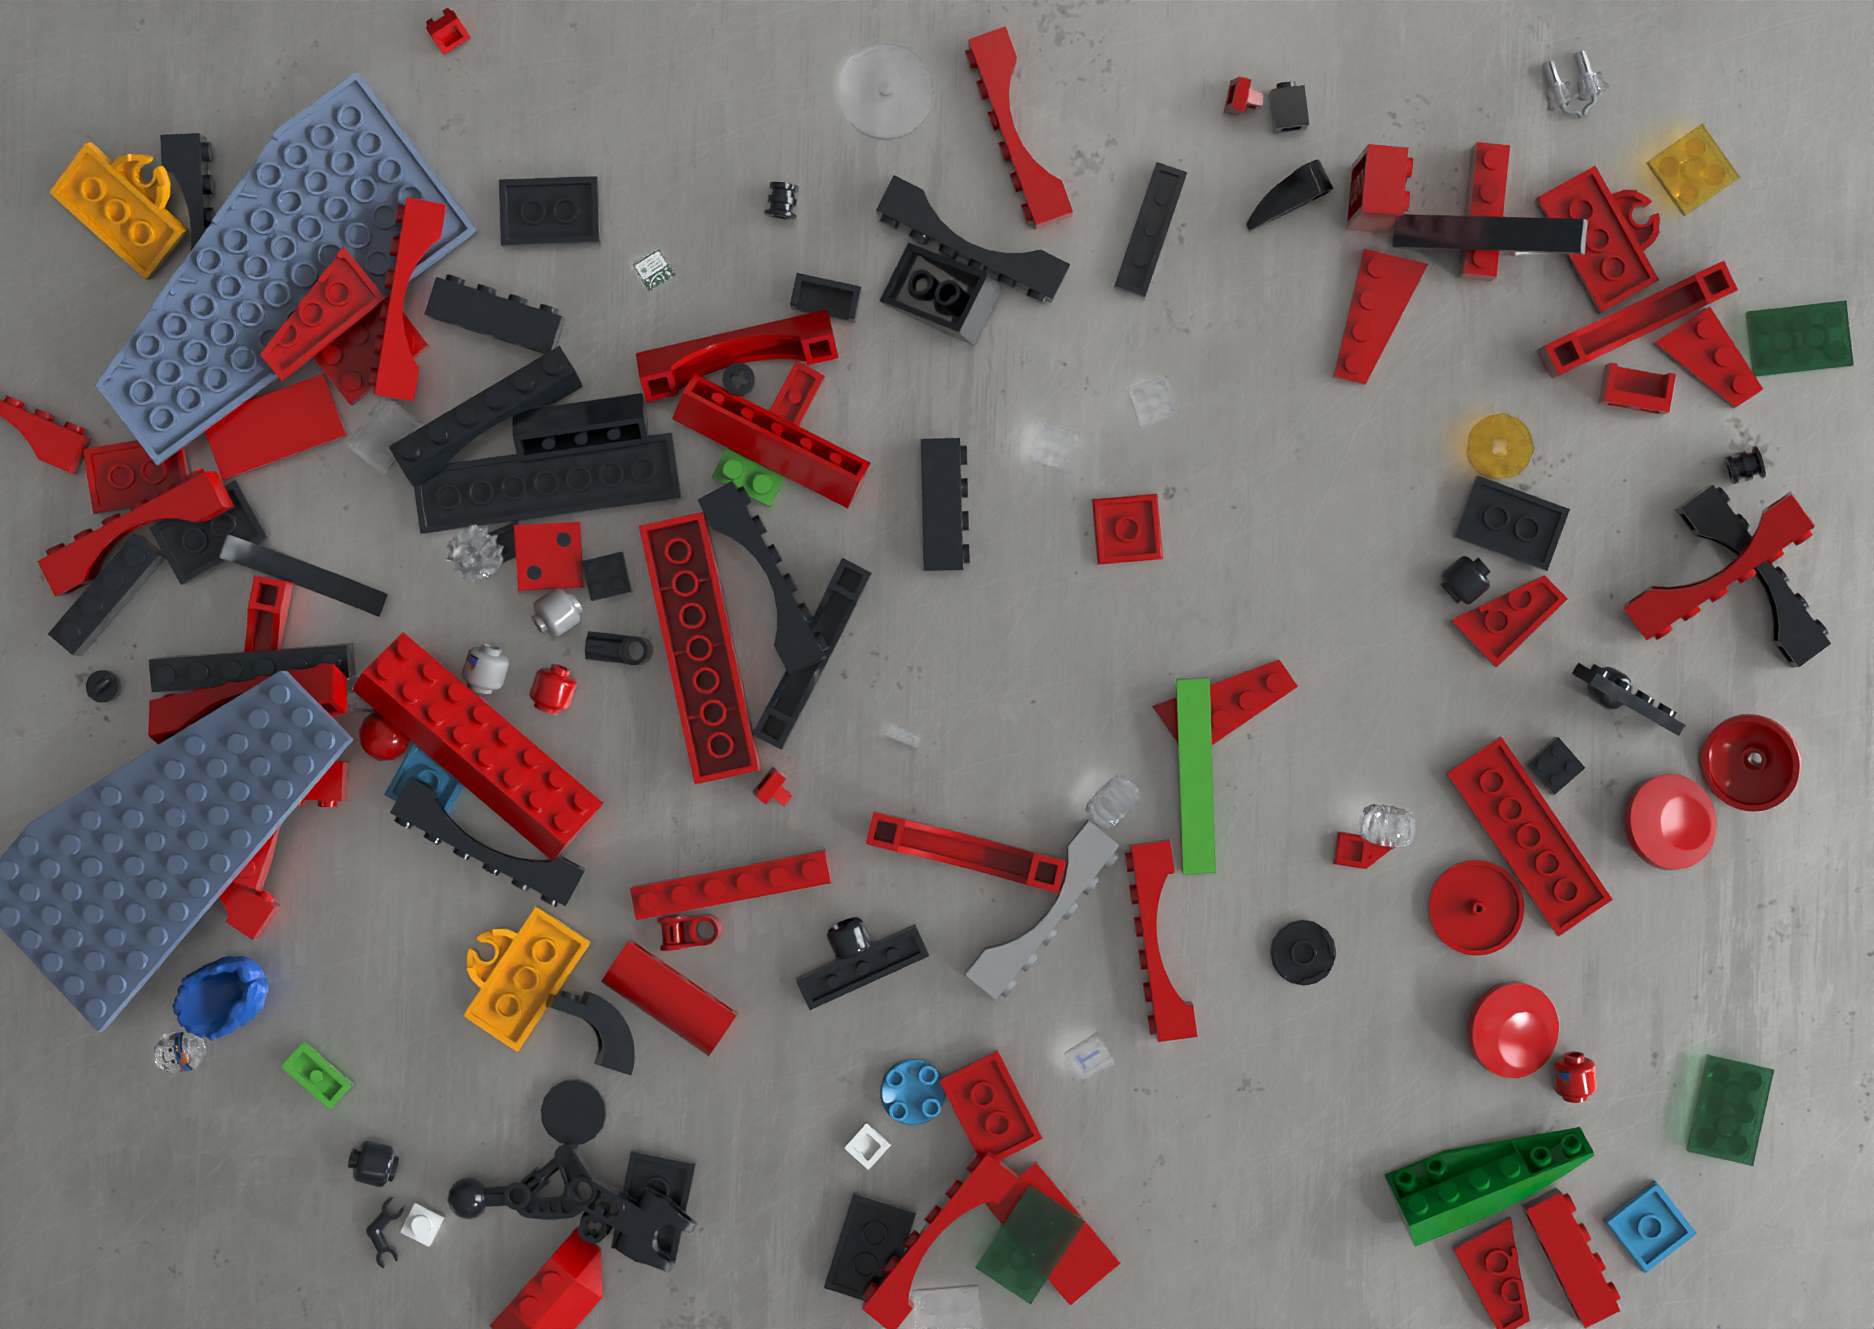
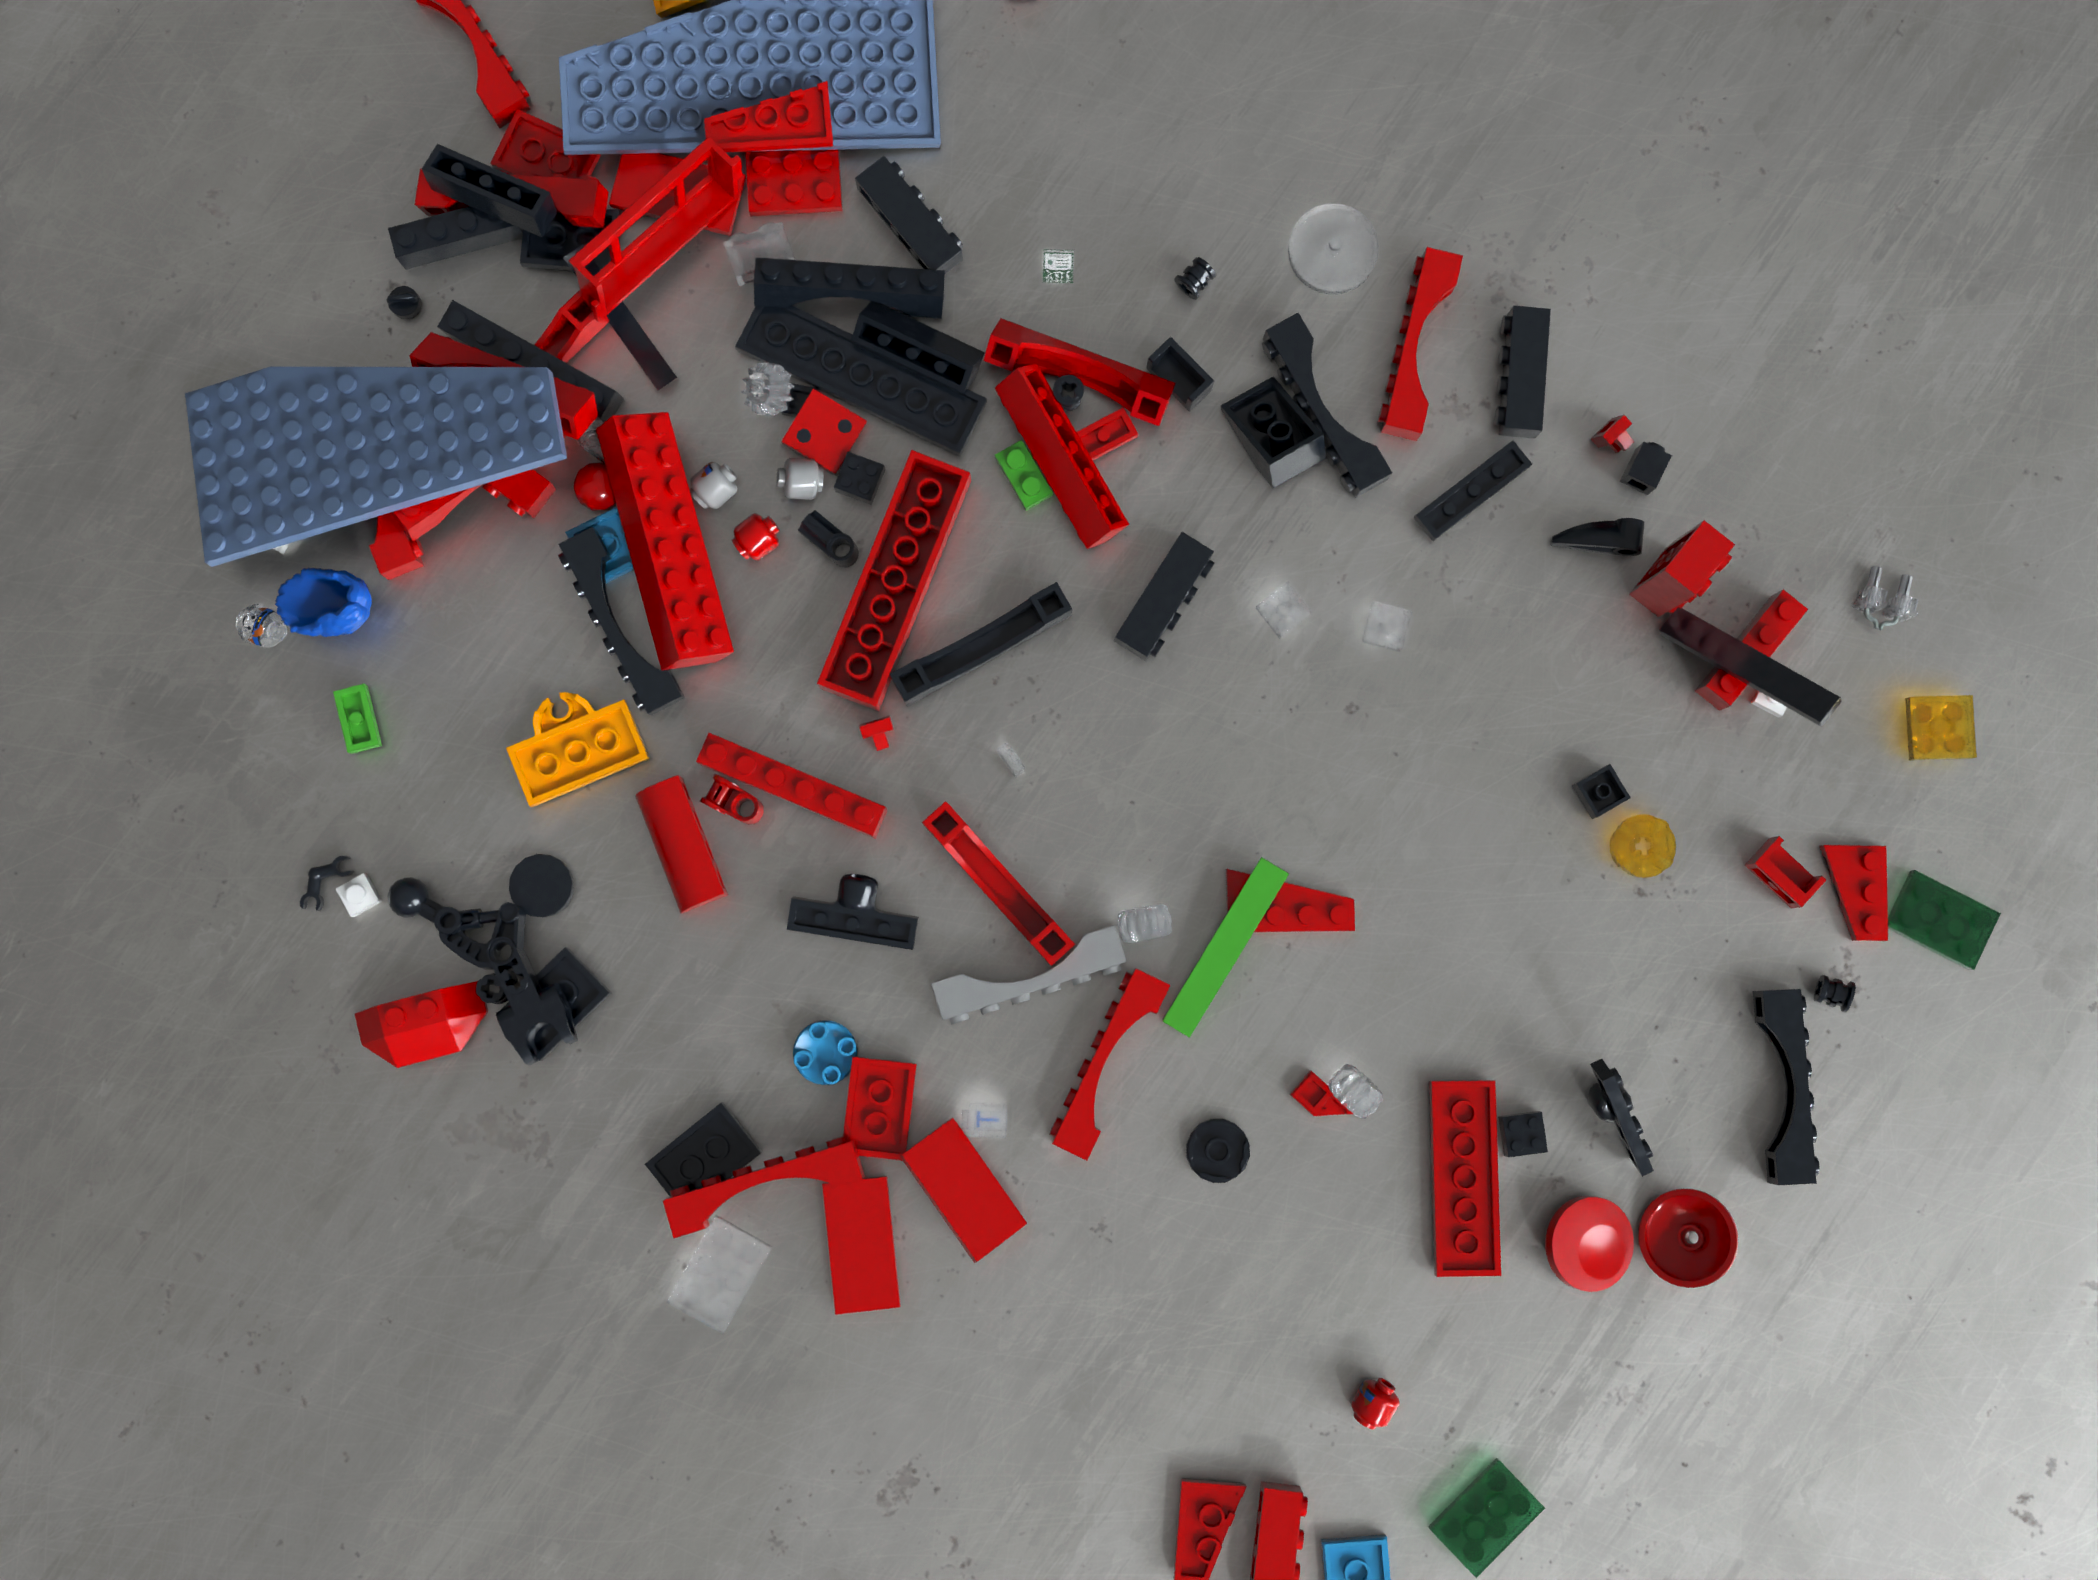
camera: 30 degrees right, 5 degrees down
(118, 545) = (489, 190): none -> black brick
(293, 483) = (665, 236): none -> red piece
(373, 1163) = (352, 818): black head -> none
(420, 229) = (891, 112): red arch -> none
(549, 211) = (1007, 167): black plate -> none
(611, 1030) = (617, 830): black arch -> none
(795, 638) = (975, 621): black arch -> none
(867, 1146) = (758, 1071): white plate -> none
(1030, 1243) = (836, 1240): clear green plate -> none
(1108, 1130) = (963, 1190): none -> red tile
(1126, 93) = (1523, 372): none -> black brick
(1127, 529) = (1299, 714): red tile -> none
(1376, 306) = (1615, 669): red wing -> none
(1432, 423) = (1601, 791): none -> black piece
(1466, 579) = (1548, 934): black head -> none
(1476, 907) = (1383, 1208): red piece -> none
(1481, 1180) = (1240, 1438): green wedge -> none
(1509, 619) = (1562, 990): red wing -> none
(1511, 523) = (1613, 913): black plate -> none
(1512, 1029) = (1349, 1329): red piece -> none
(1614, 247) = (1831, 755): red plate -> none
(1638, 319) = (1824, 818): red arch -> none
(1778, 527) = (1835, 1056): red arch -> none

